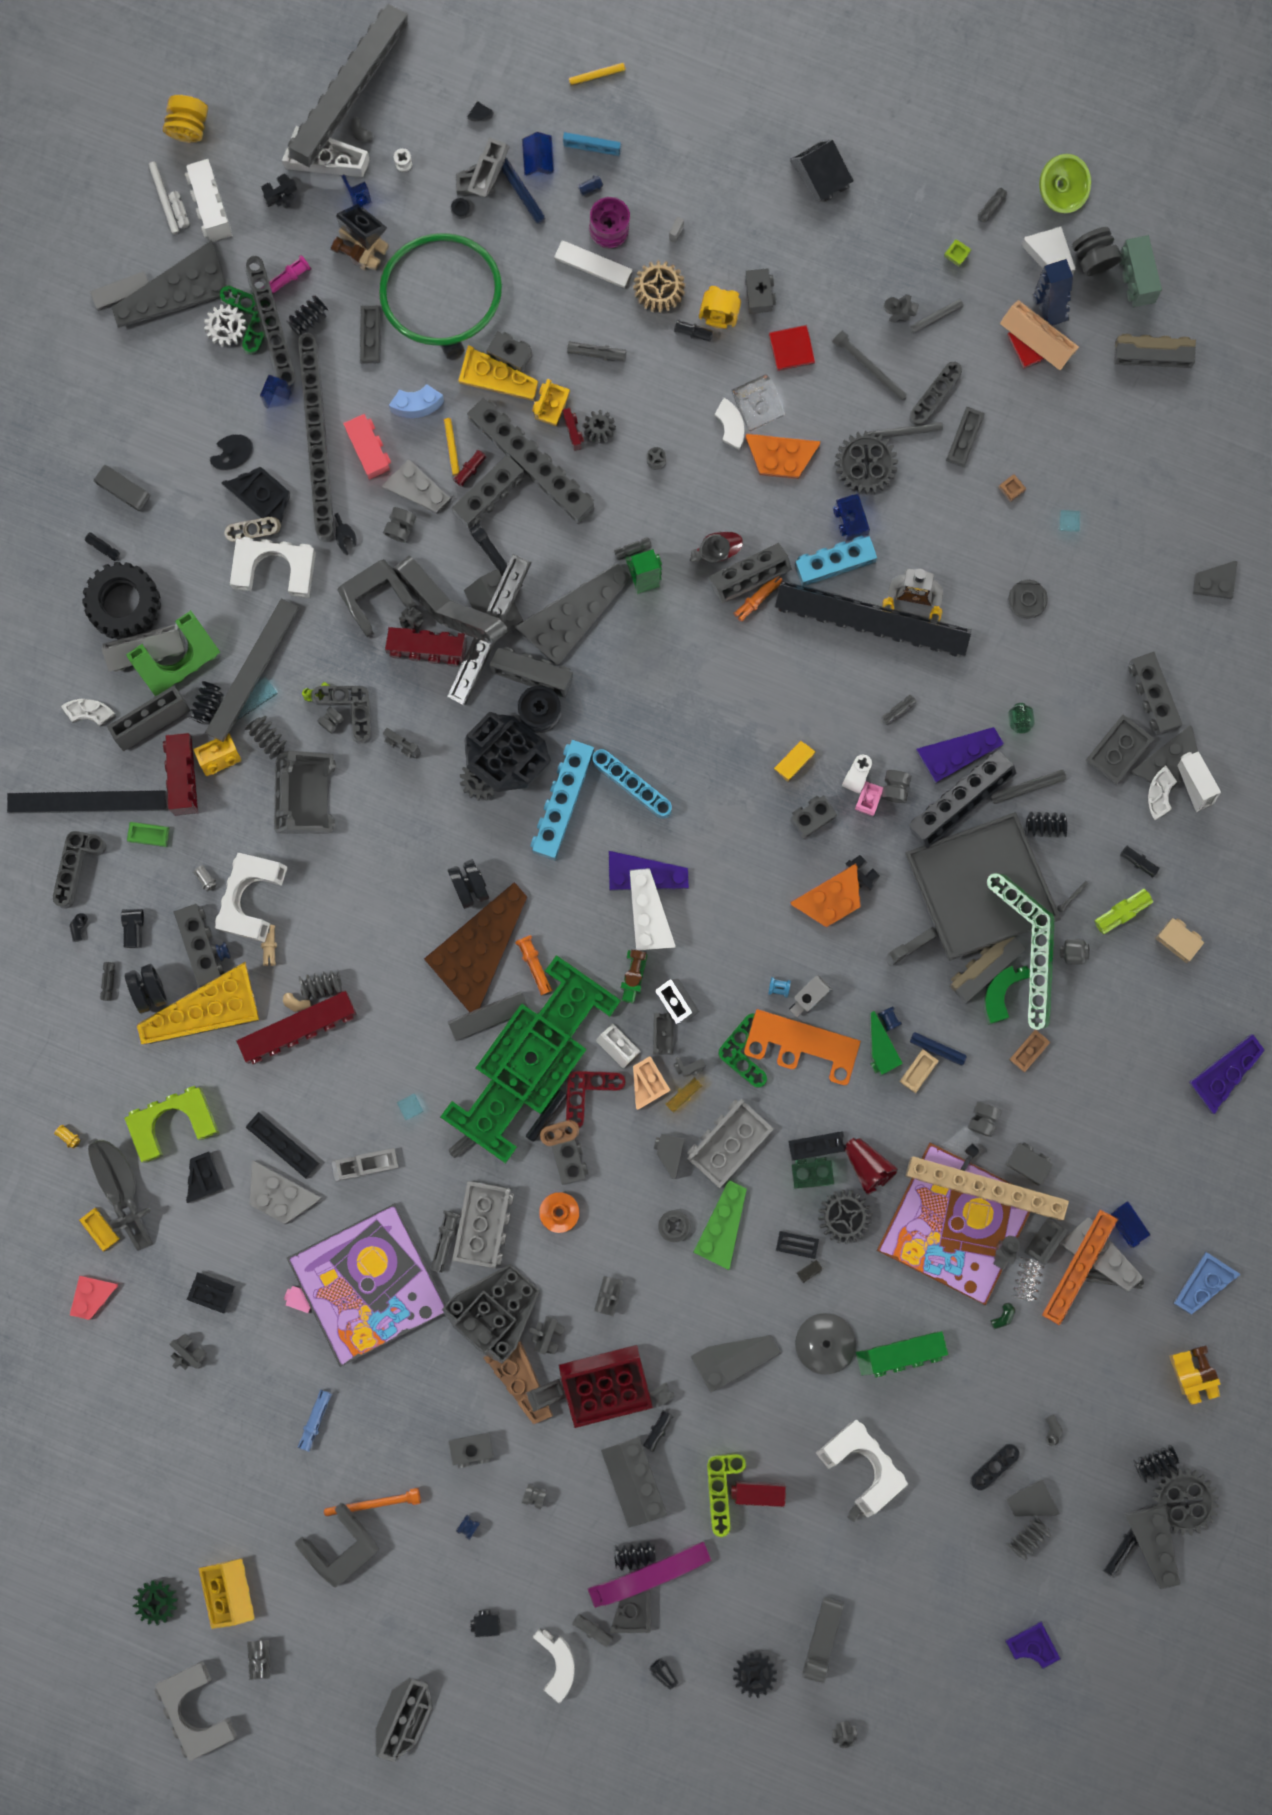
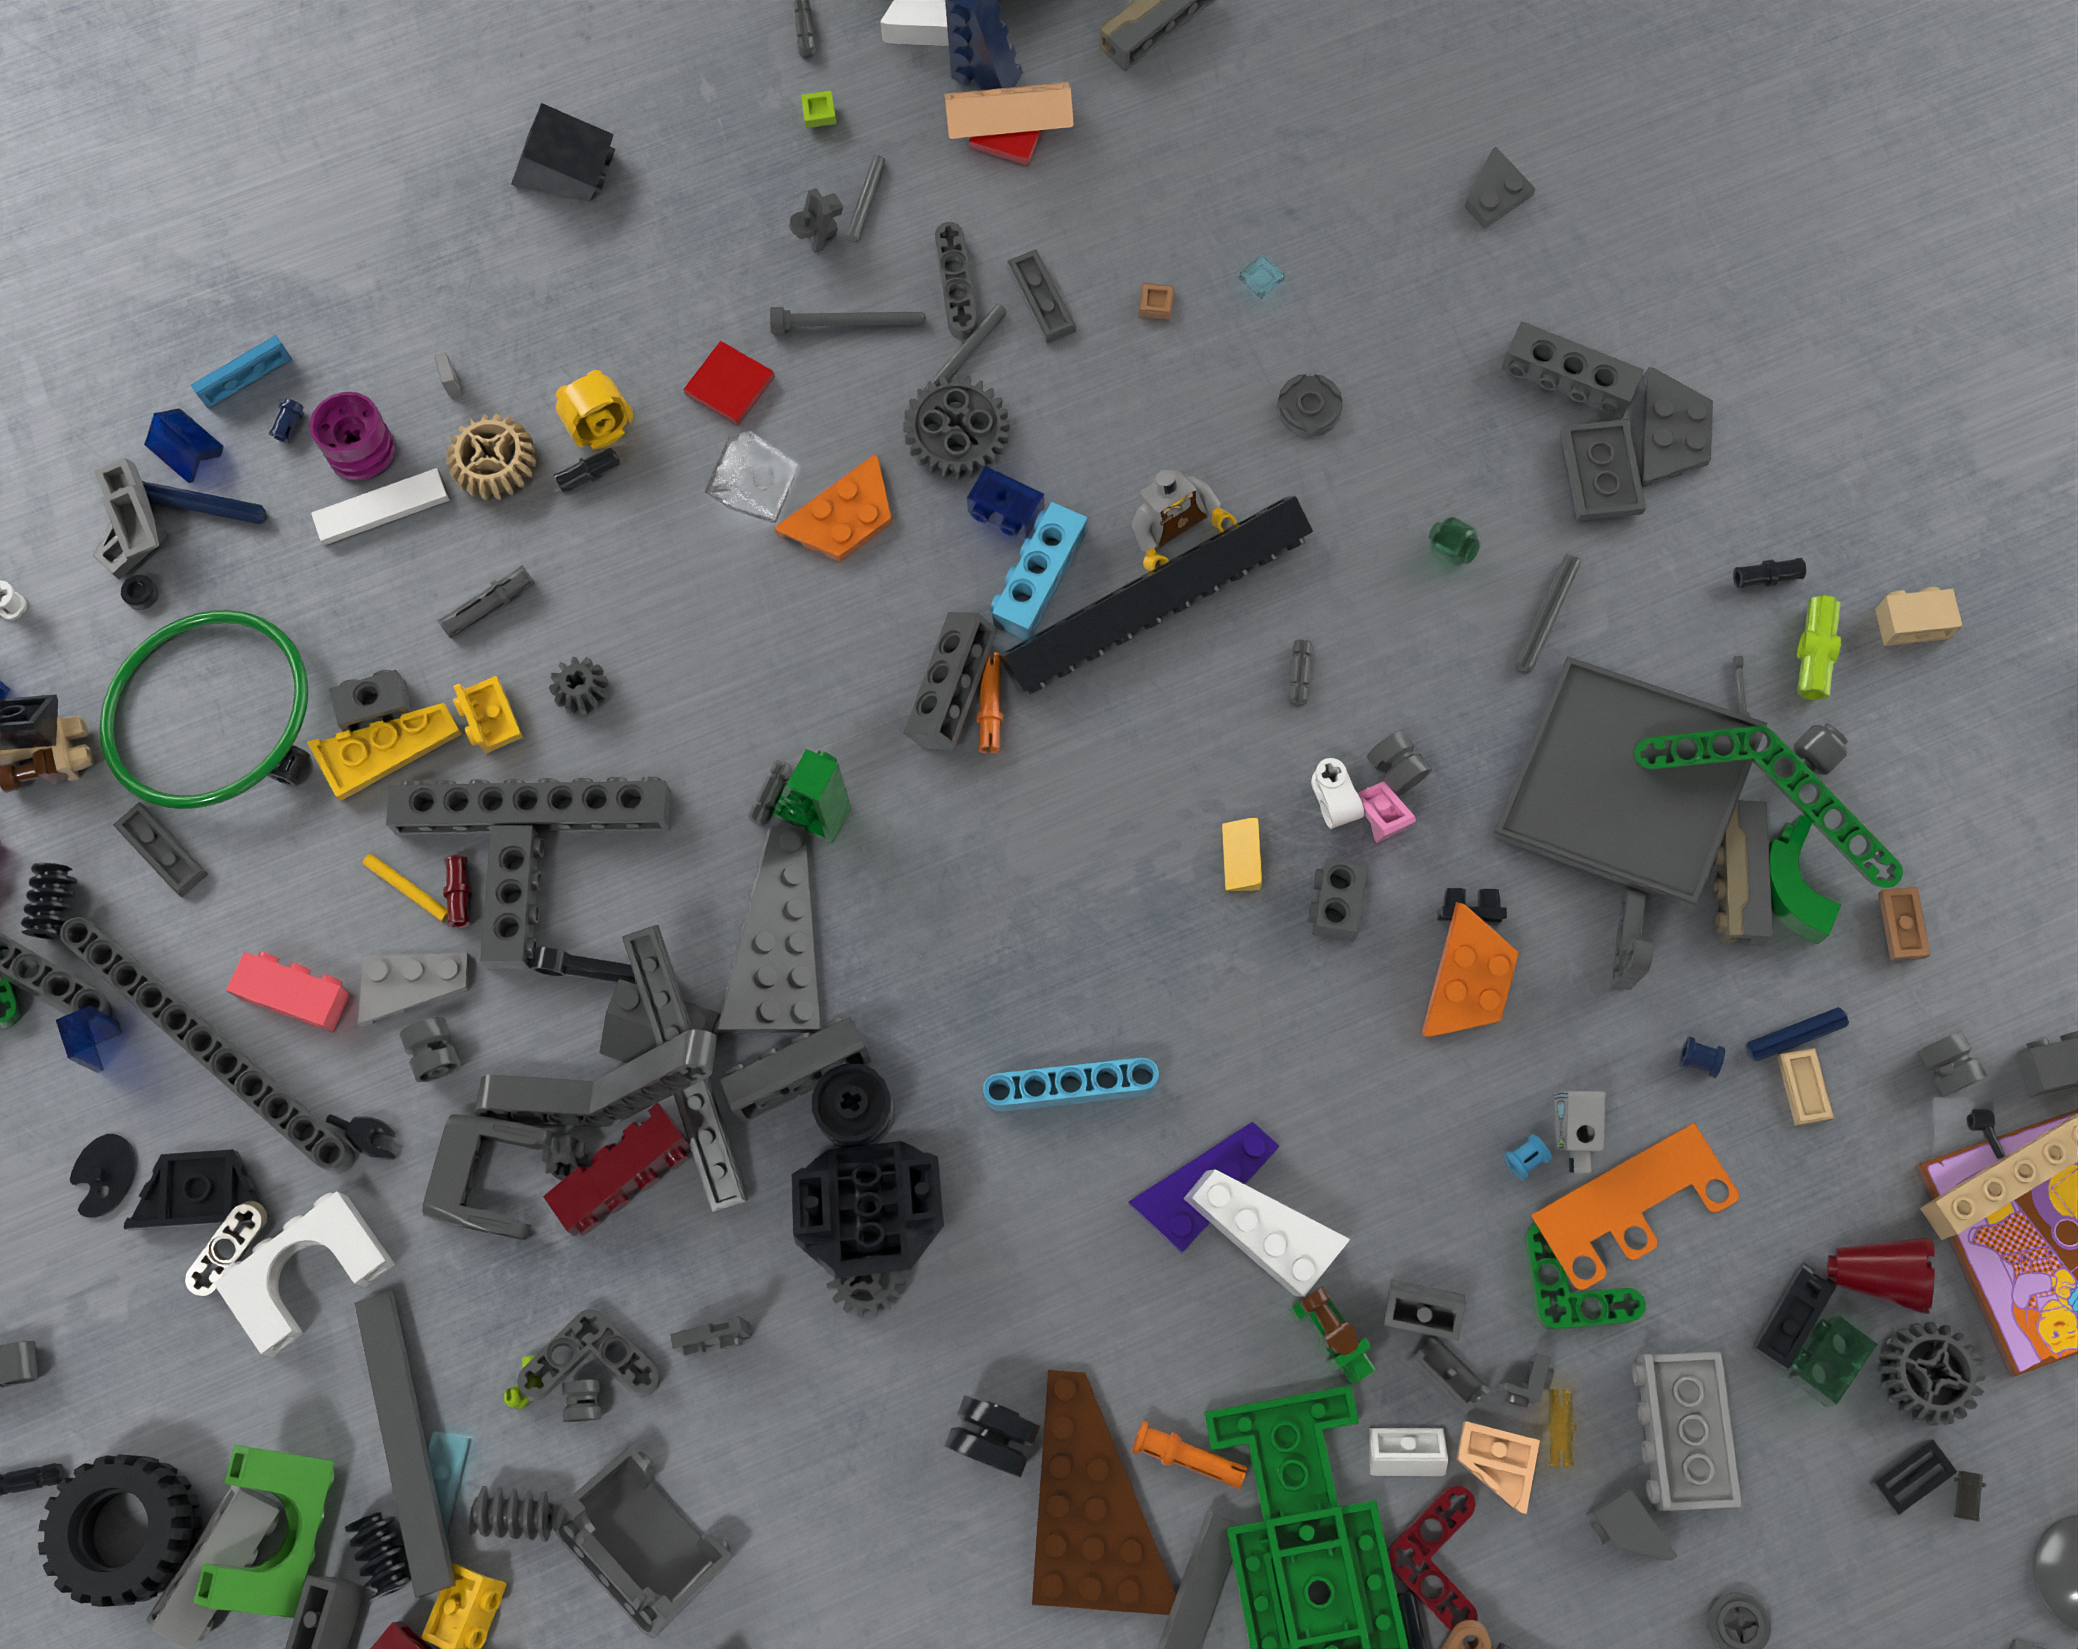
camera: 45 degrees left, 10 degrees down
(416, 403) = (305, 876): light blue brick -> none
(479, 112) = (57, 461): black tile -> none
(570, 421) = (536, 713): dark red plate -> none
(573, 751) = (970, 1108): medium azure brick -> none
(597, 73) = (171, 292): yellow bar -> none
(656, 454) = (688, 649): dark grey wheel -> none
(718, 547) = (879, 686): dark grey hair -> none
(721, 1230) = (1802, 1565): bright green wing -> none
(732, 423) = (745, 532): white tile -> none
(758, 301) = (623, 353): dark grey brick -> none
(883, 1053) = (1735, 1105): green slope -> none
(956, 753) = (1421, 662): dark purple wing -> none
(974, 796) = (1499, 781): black brick -> none
(1046, 823) = (1620, 633): black piece -> none
(1159, 793) = (1703, 473): white tile -> none
(1198, 781) = (1735, 413): white slope -> none

